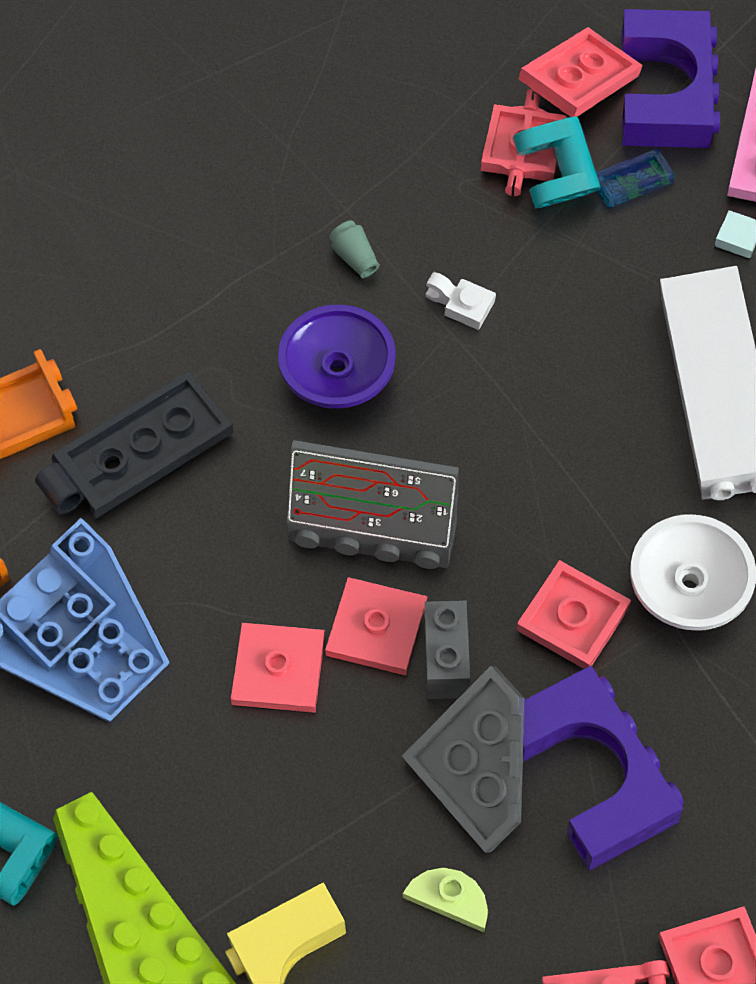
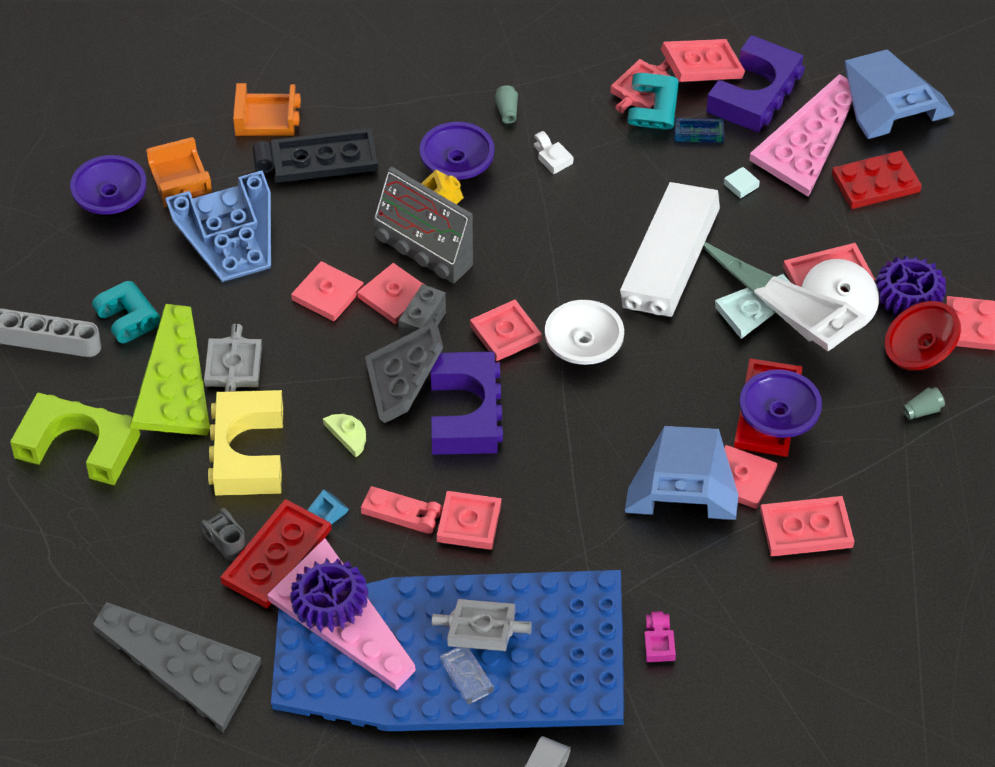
camera: 25 degrees right, 10 degrees down
(212, 859) = (233, 361): none -> light grey plate
(354, 428) = (444, 185): none -> yellow brick

